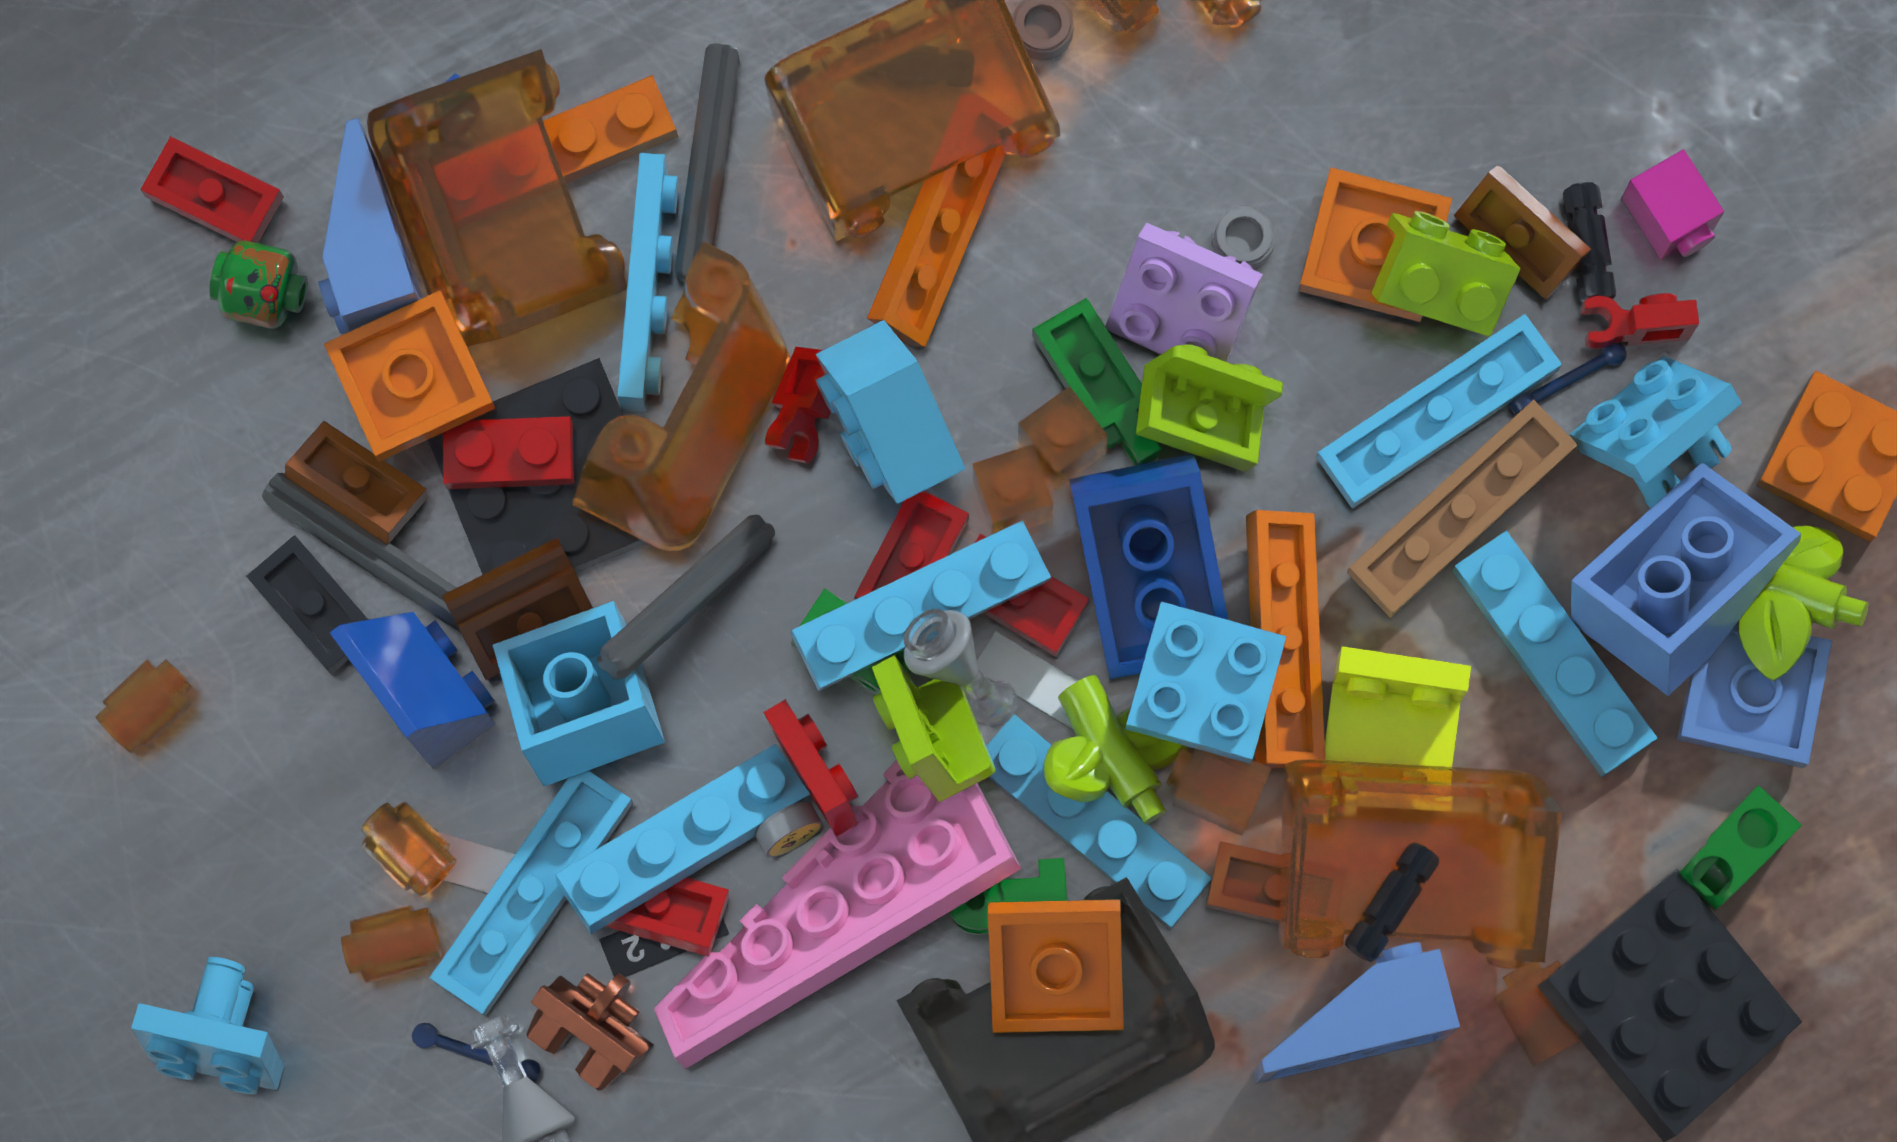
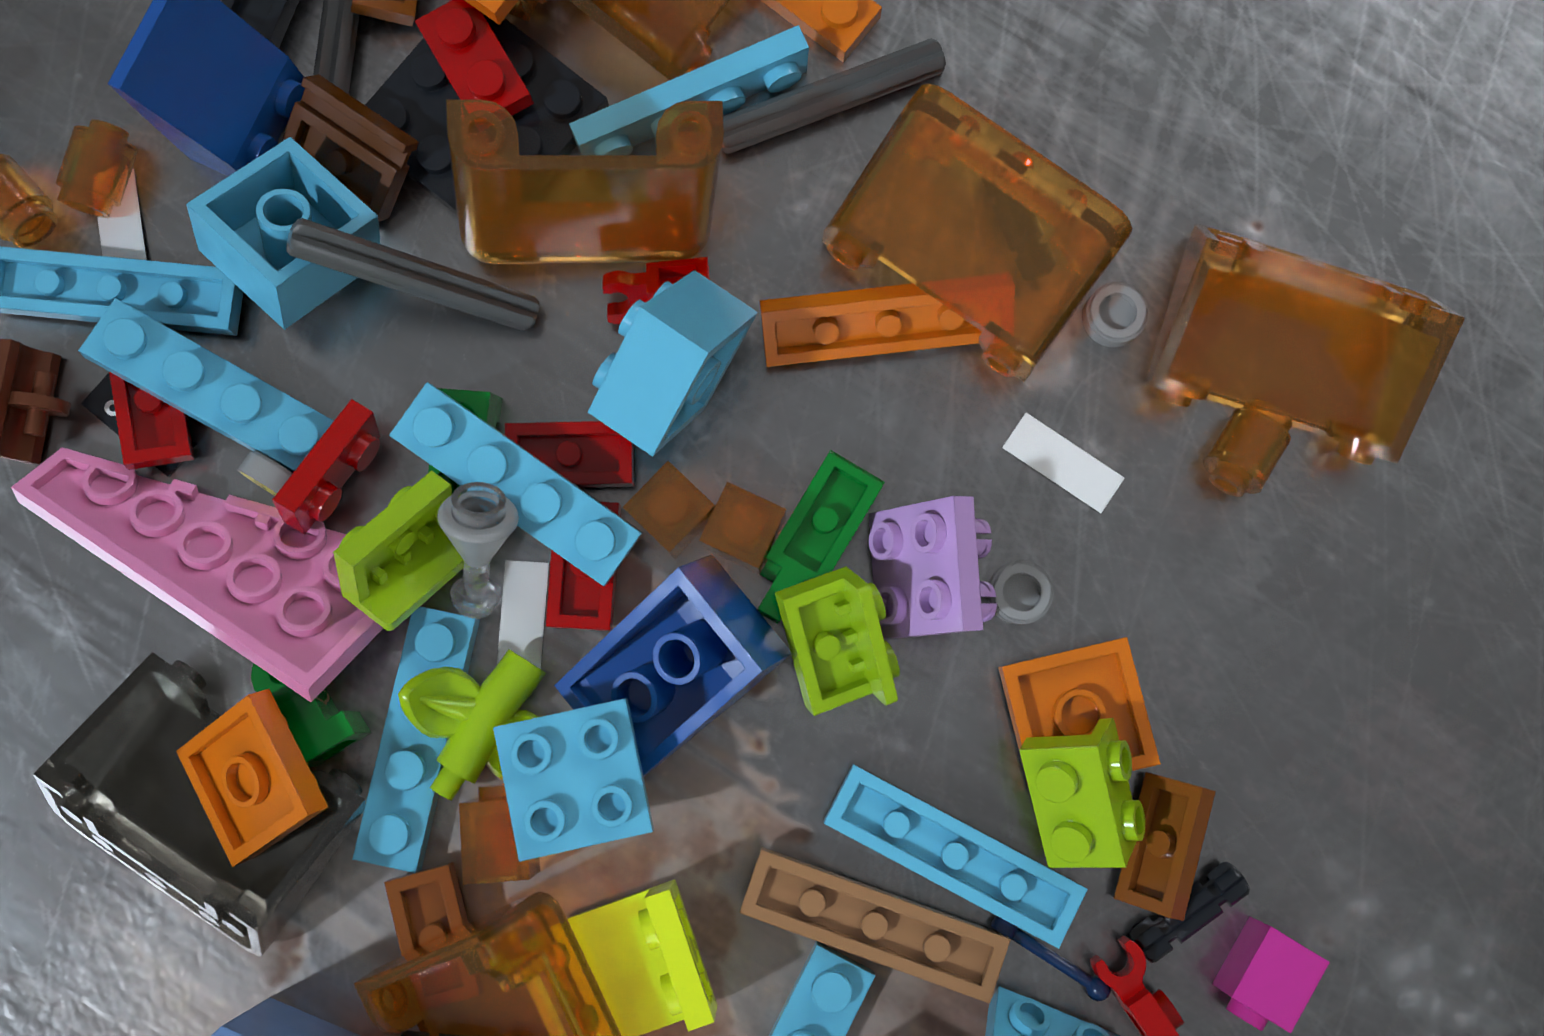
camera: 60 degrees right, 5 degrees up
(1148, 141) = (1063, 462): none -> white sticker
(1286, 603) = (683, 817): orange plate -> none

